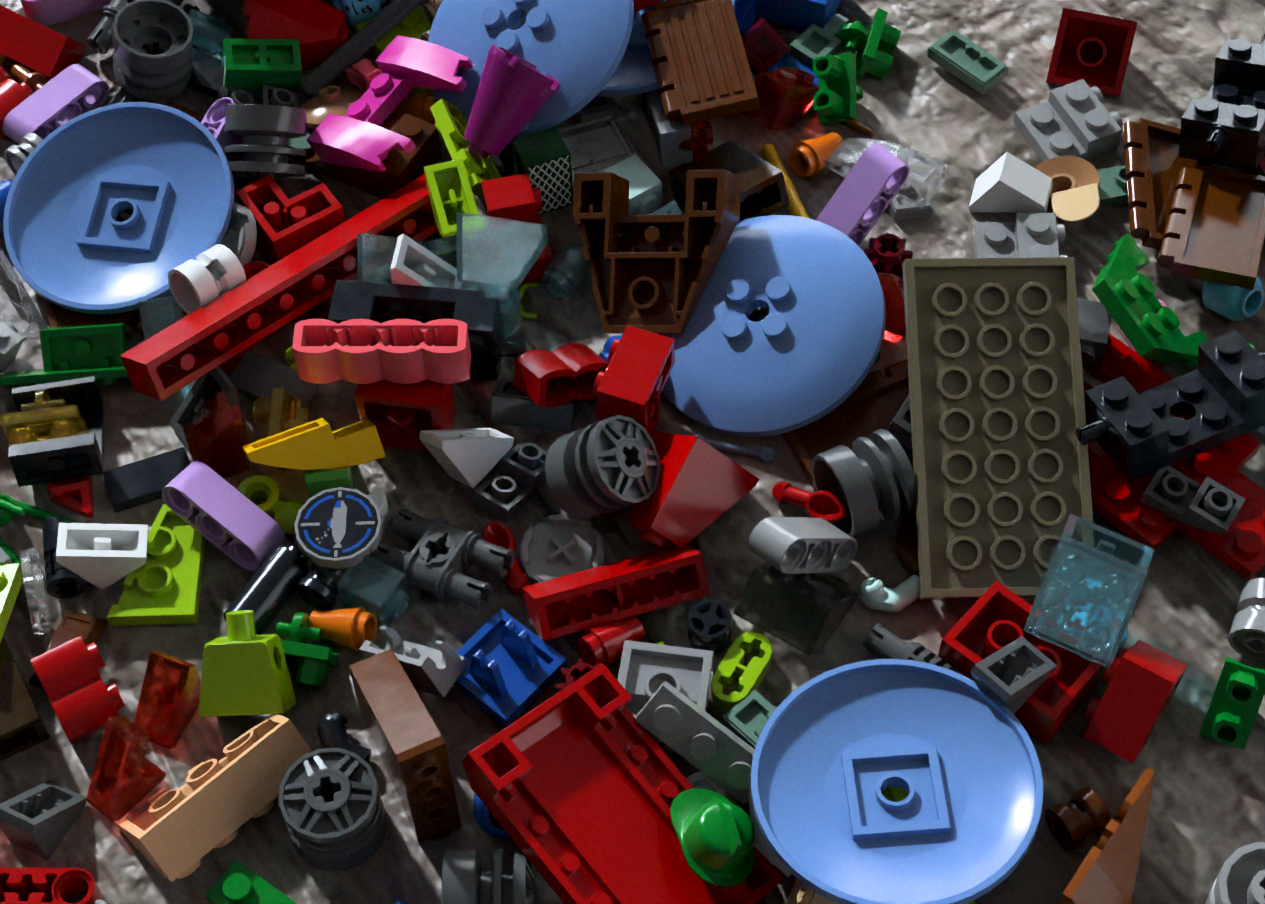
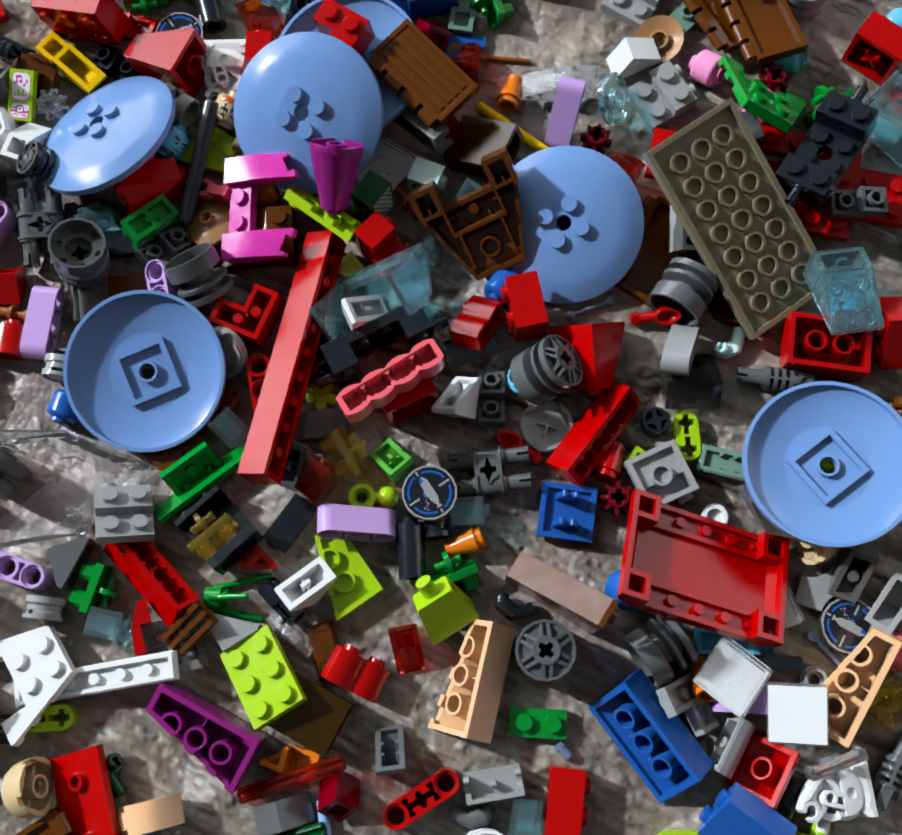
camera: 30 degrees left, 20 degrees up
(121, 770) = (416, 701): clear red slope -> none
(205, 278) = (241, 390): white wheel -> none
(318, 447) = (381, 453): yellow slope -> none
(426, 667) = (530, 540): light grey hinge -> none
(449, 194) = (344, 253): lime slope -> none
(699, 739) = (704, 493): light grey plate -> none
(714, 836) = (747, 541): green piece -> none
(837, 88) = (497, 44): green hips -> none
(926, 214) = (612, 97): none -> clear light blue tile
(1013, 672) = (841, 363): dark grey slope -> none
(1076, 203) = (676, 47): tan piece -> none
(1096, 245) = (705, 68): none -> bright pink head
(1192, 308) = (775, 78): none -> dark red gear

